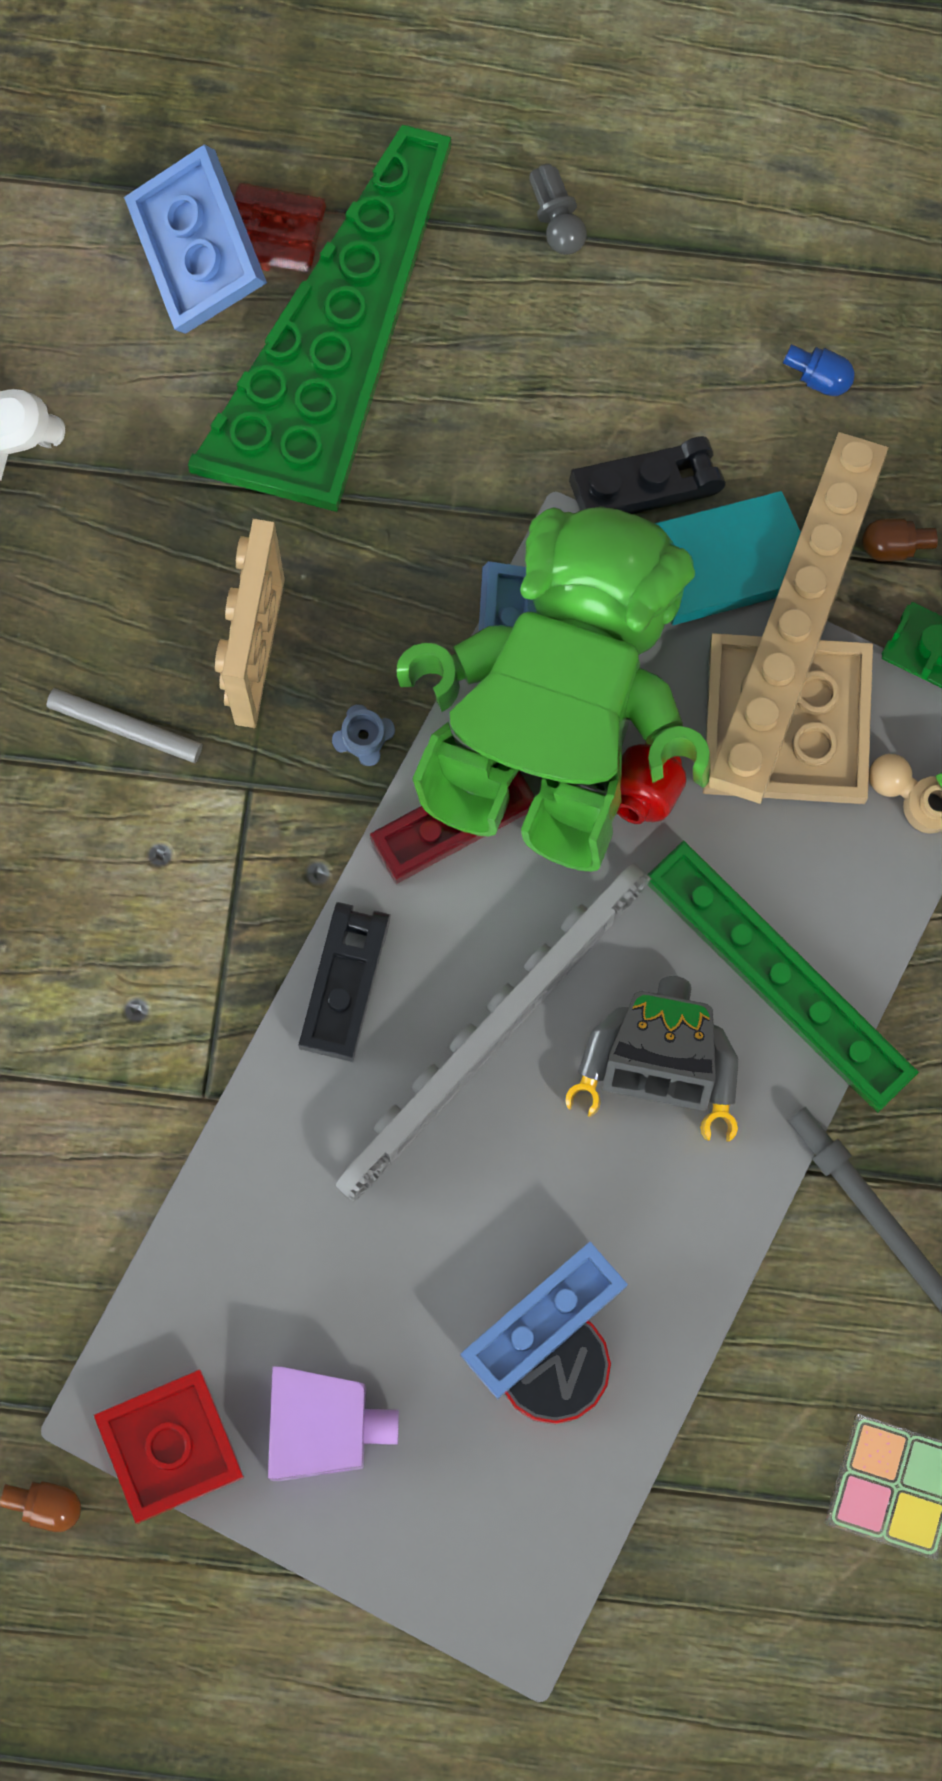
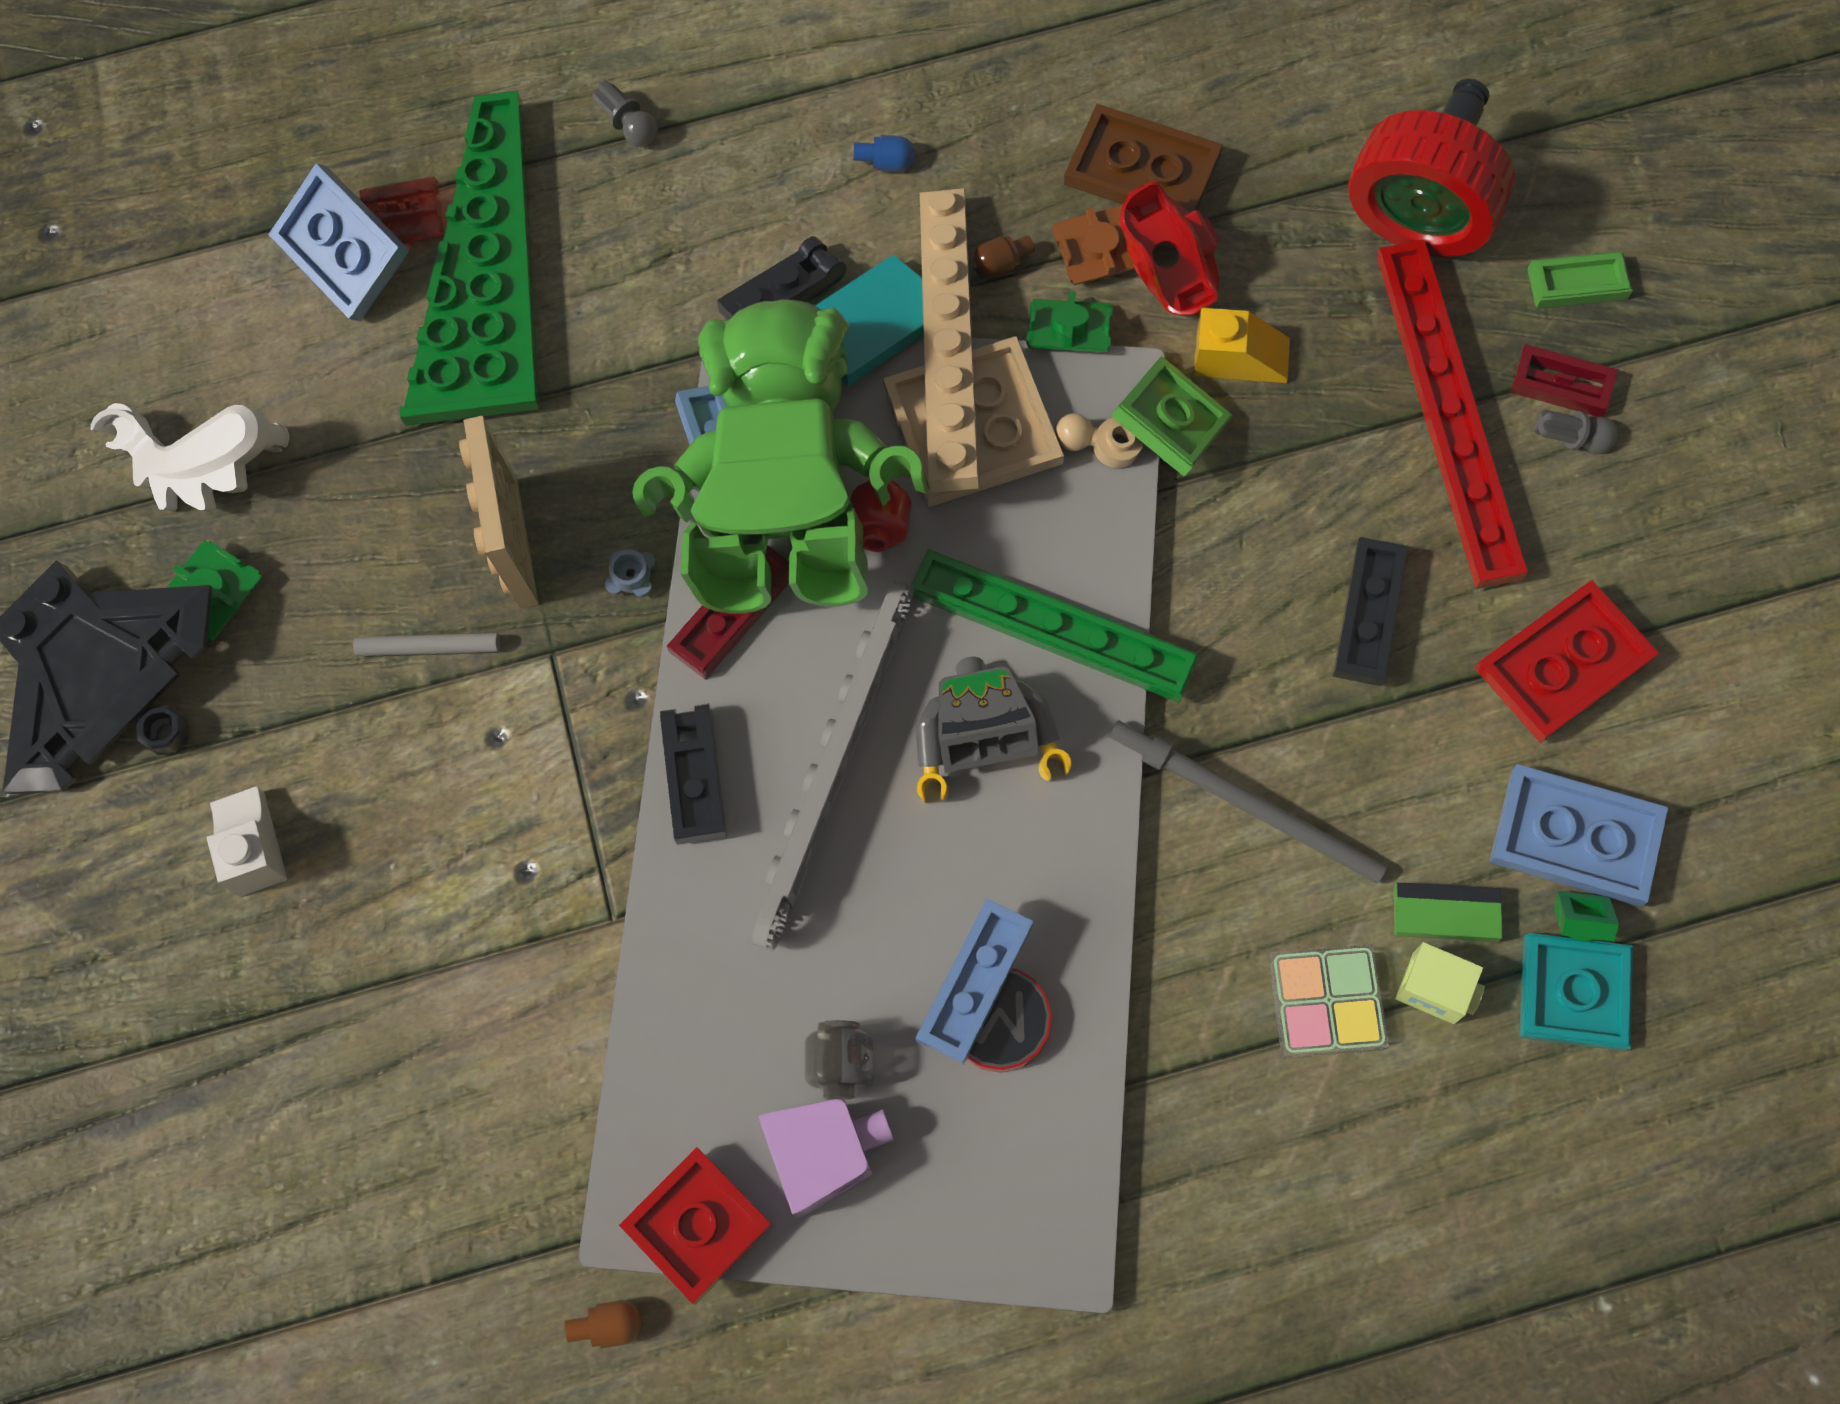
camera: 15 degrees left, 5 degrees down
(375, 1340) = (838, 1059): none -> clear smoke head

